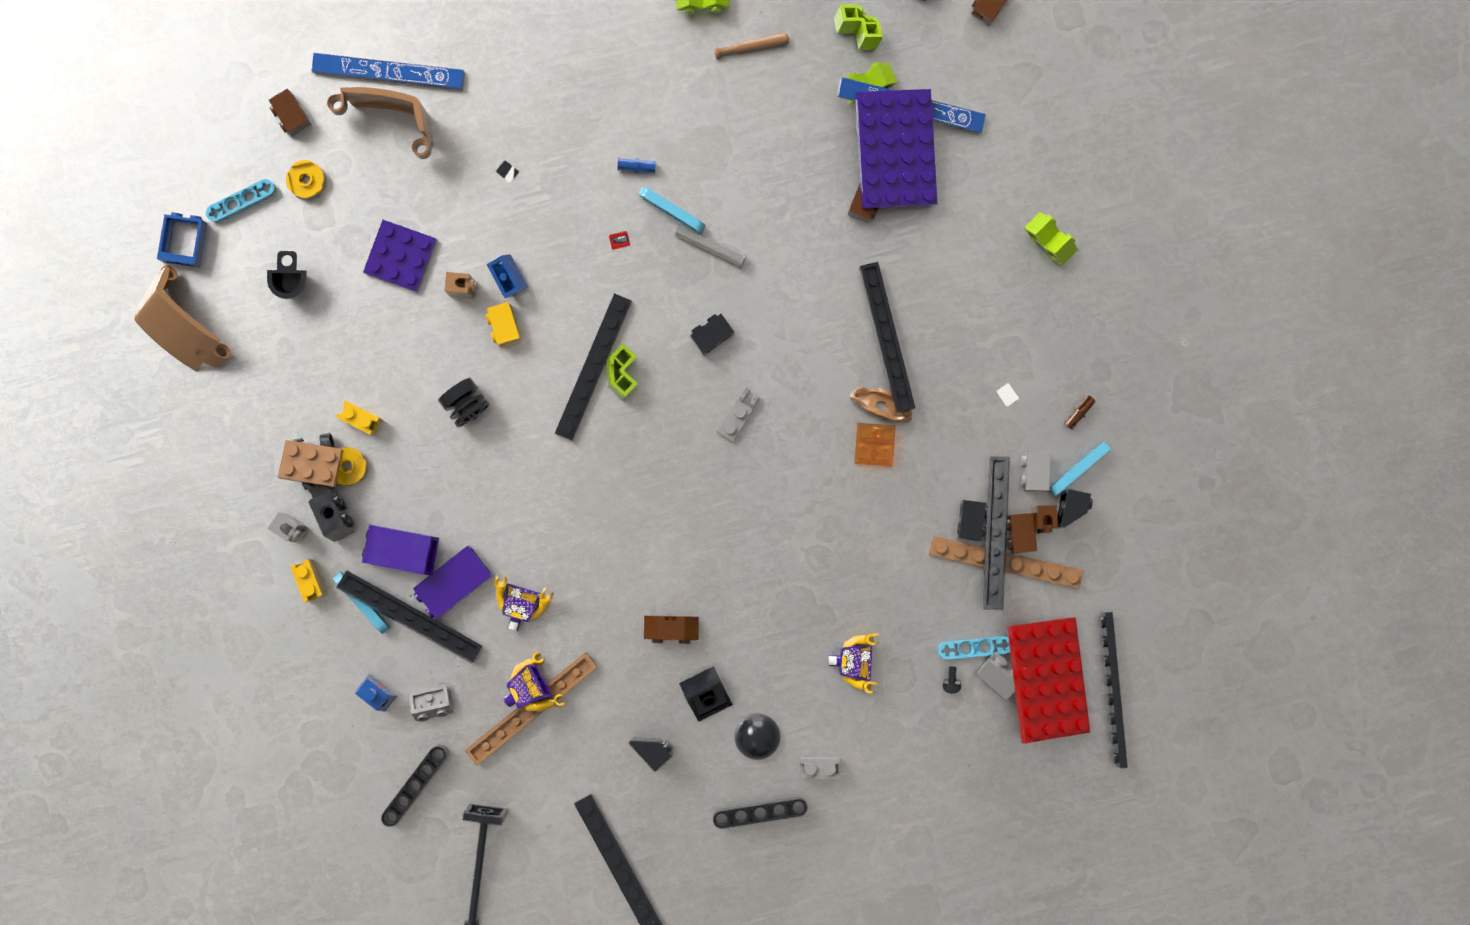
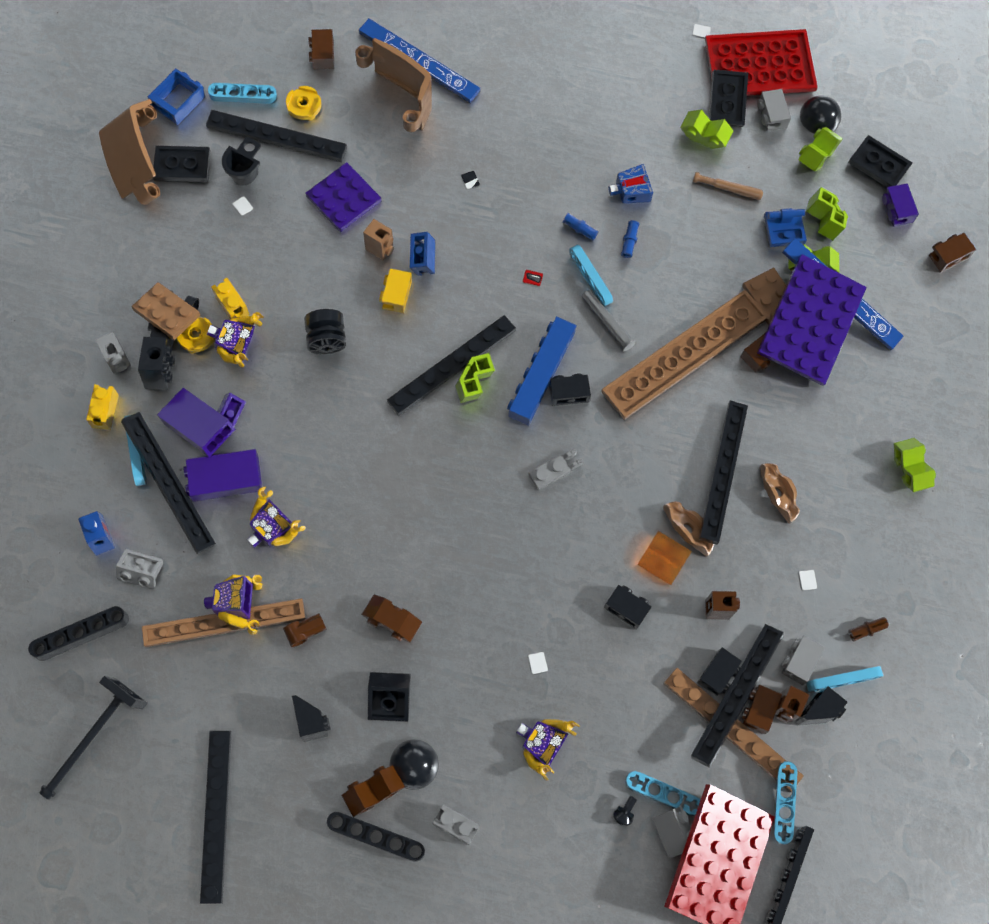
camera: 25 degrees right, 15 degrees down
(229, 306) = (181, 163): none -> black plate
(299, 227) = (276, 135): none -> black plate
(311, 316) = (242, 206): none -> white sticker
(386, 453) = (234, 337): none -> torso
(421, 519) = (231, 407): none -> dark purple slope
(600, 680) = (299, 632): none -> reddish brown piece
(663, 96) = (632, 186): none -> blue torso
(677, 329) = (543, 368): none -> blue brick
(688, 152) = (630, 239): none -> blue pin
(737, 777) = (365, 795): none -> reddish brown brick
(797, 241) = (684, 354): none -> medium nougat plate
(814, 595) = (538, 663): none -> white sticker
(826, 61) = (785, 226): none -> blue plate
(840, 137) = (766, 291): none -> medium nougat plate
(865, 506) = (627, 606): none -> black brick
(940, 465) = (721, 605): none -> reddish brown brick
(956, 335) = (787, 502): none -> medium nougat piece
(1078, 601) = (789, 802): none -> medium azure beam

